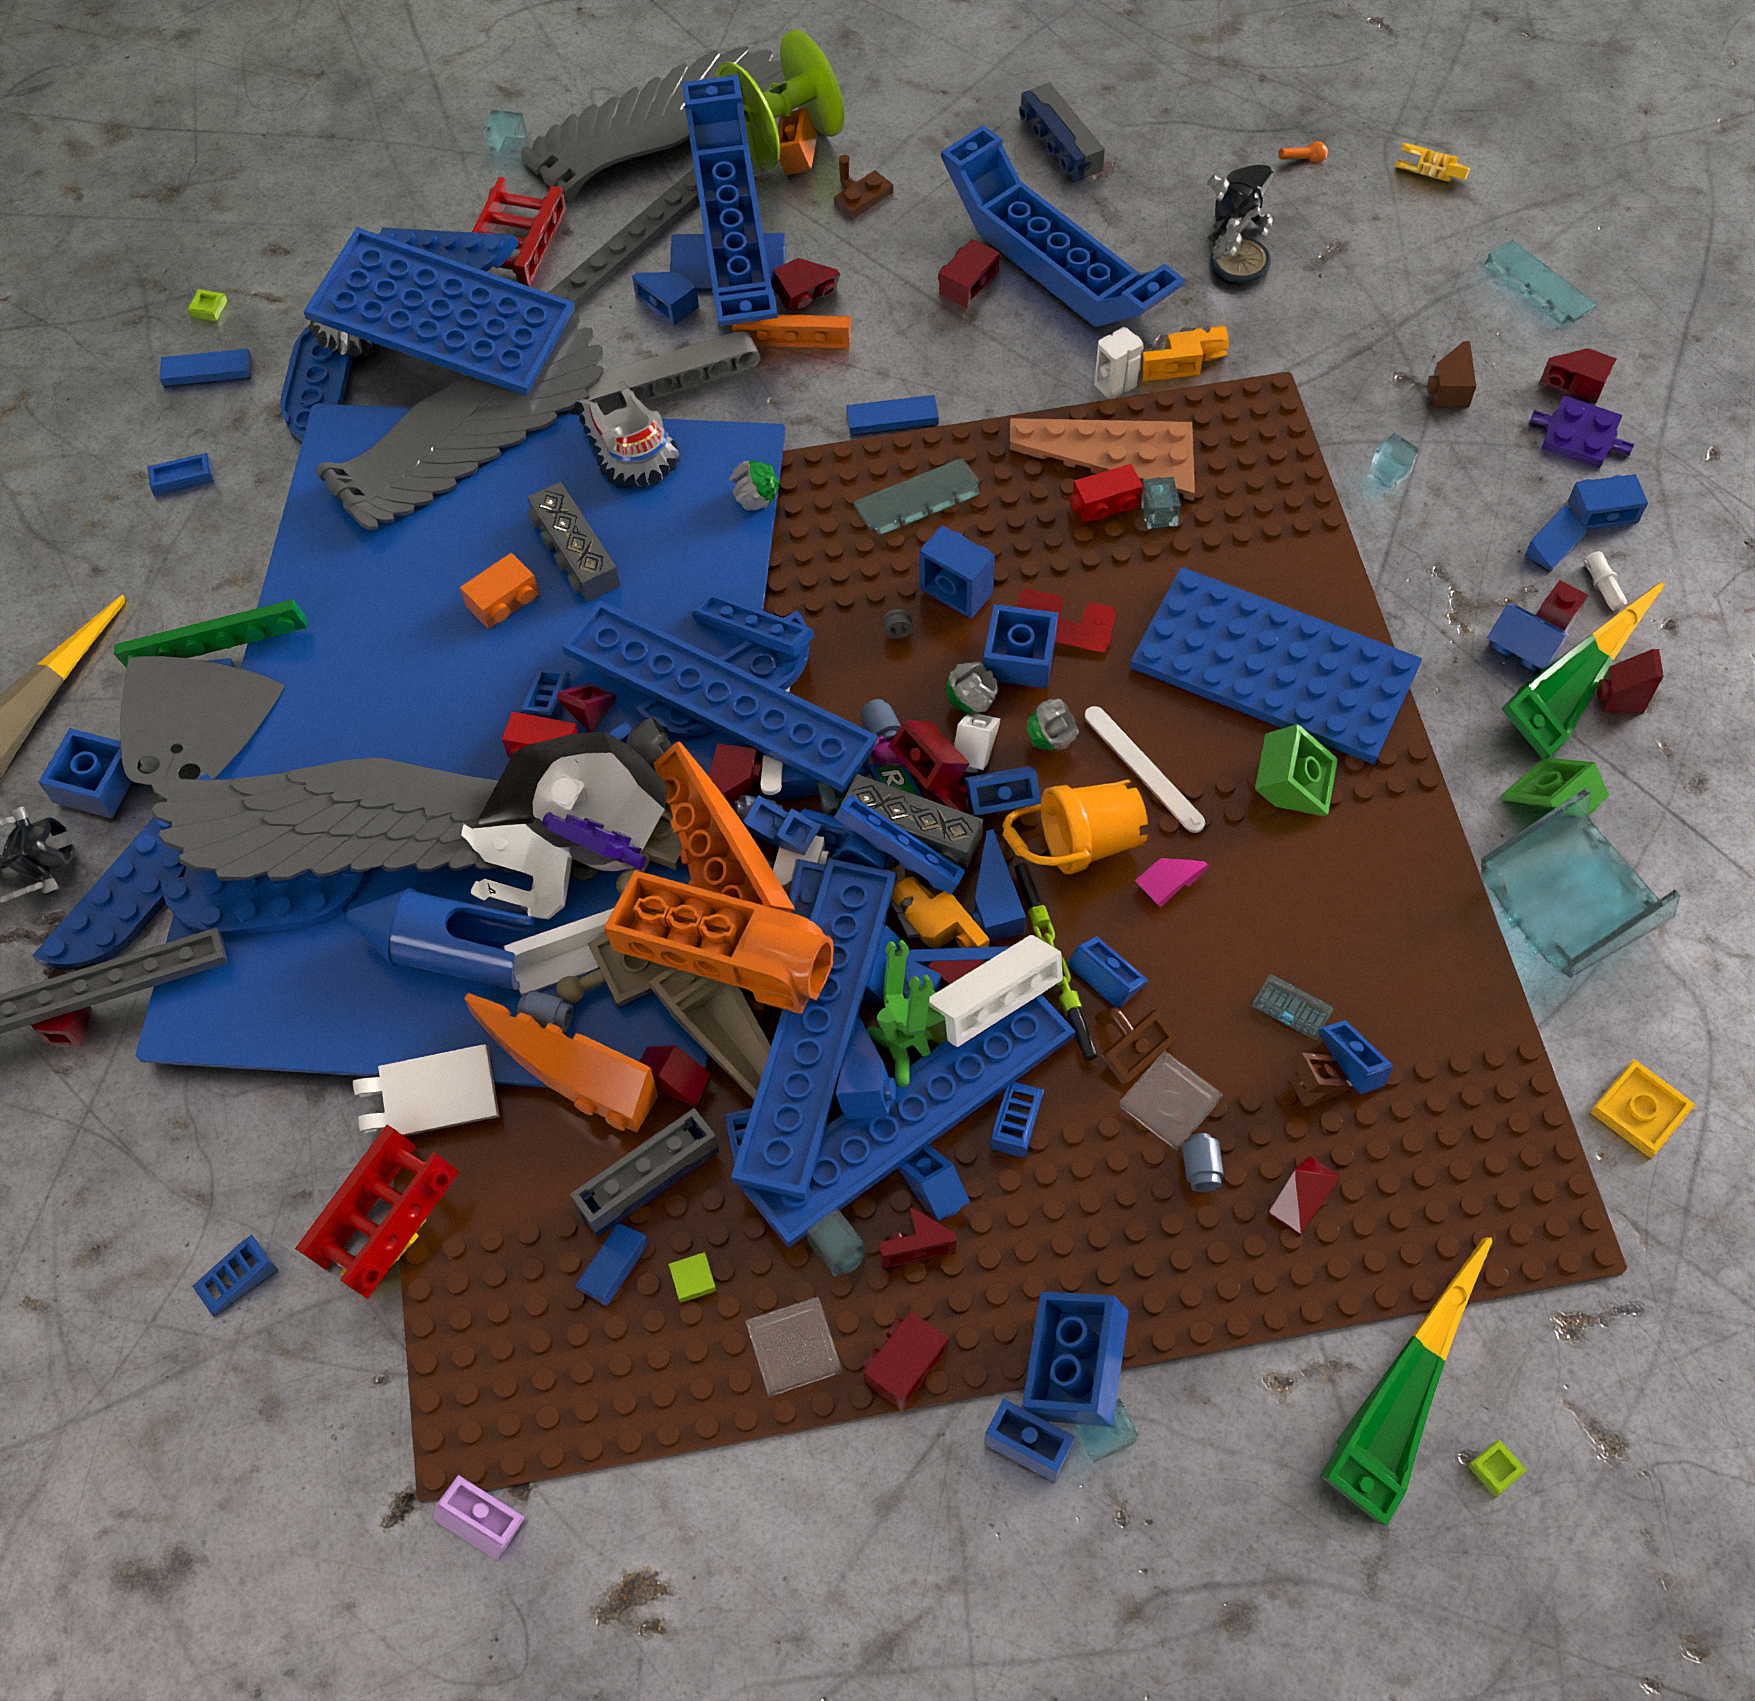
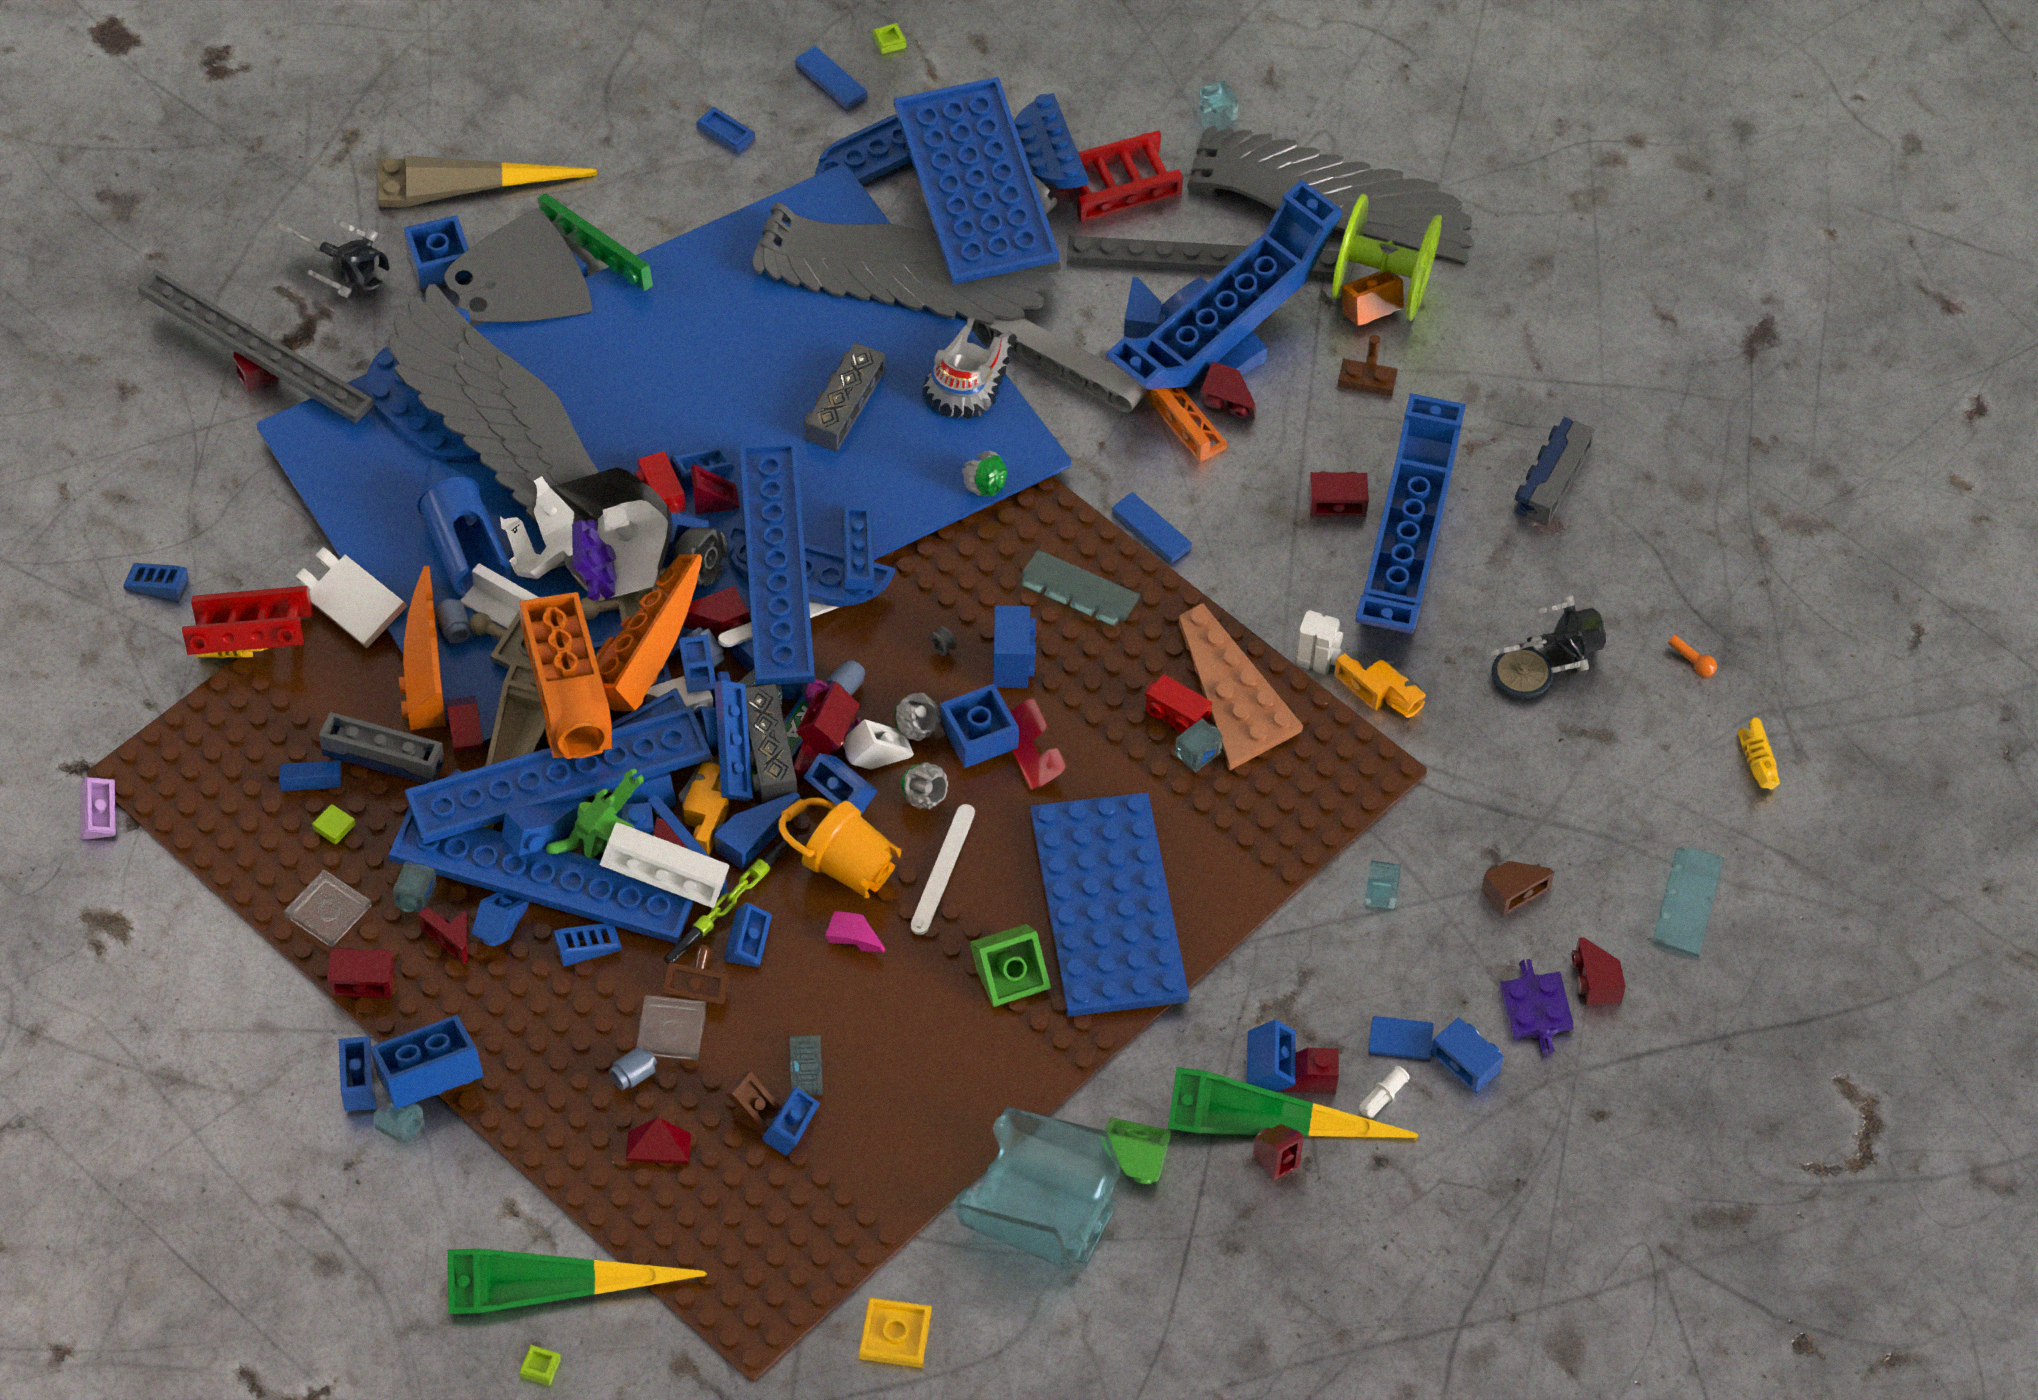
camera: 50 degrees right, 5 degrees down
(116, 904) = (343, 339): blue plate -> none
(499, 590) = (766, 380): orange brick -> none

